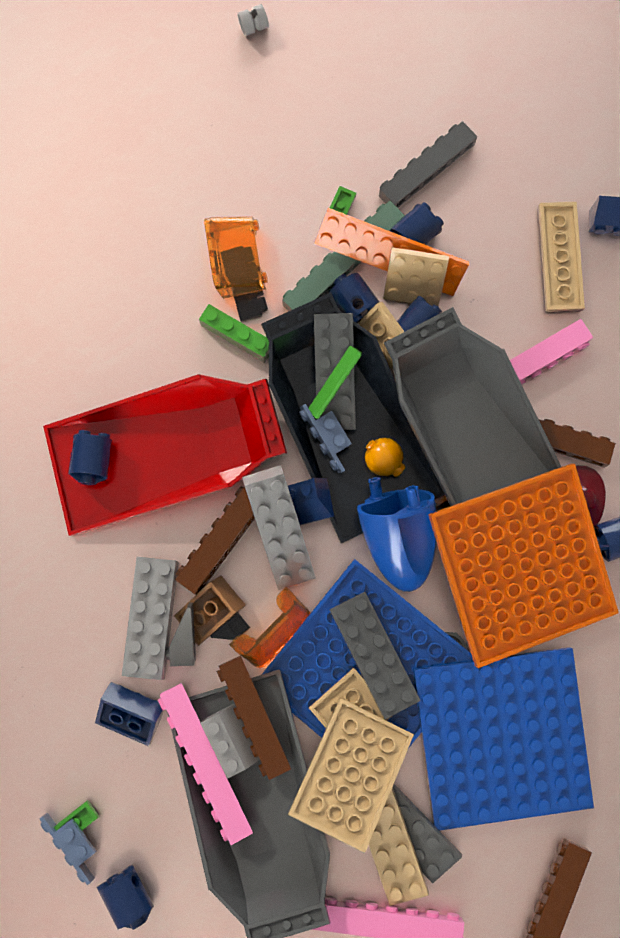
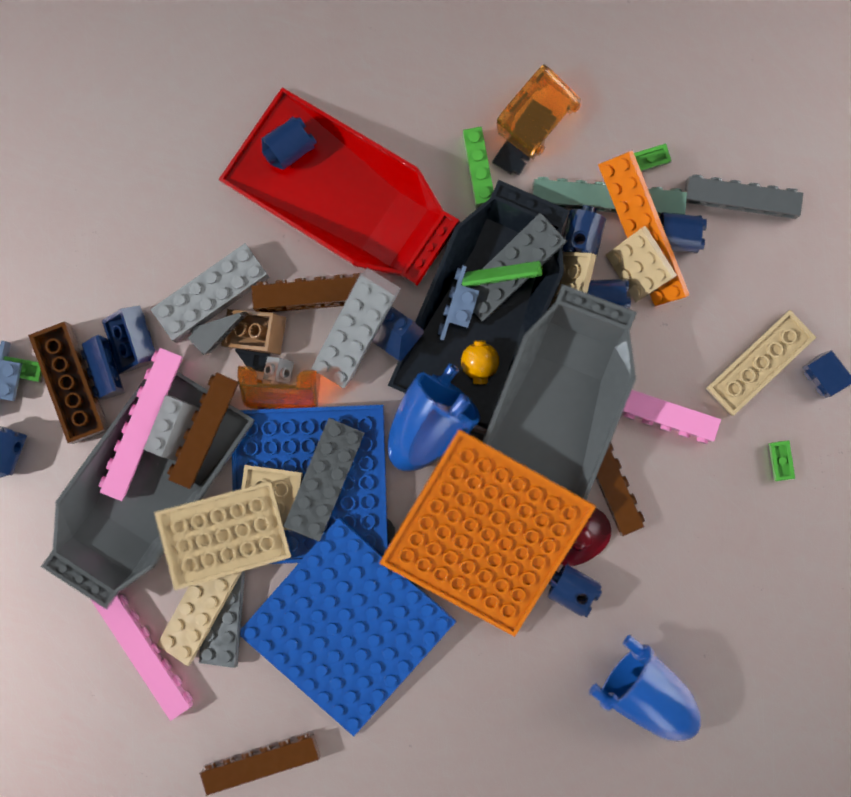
camera: 50 degrees right, 5 degrees up
(120, 793) = (68, 382): none -> reddish brown brick
(132, 755) = (102, 368): none -> dark blue slope
(257, 617) = (278, 370): none -> light grey brick

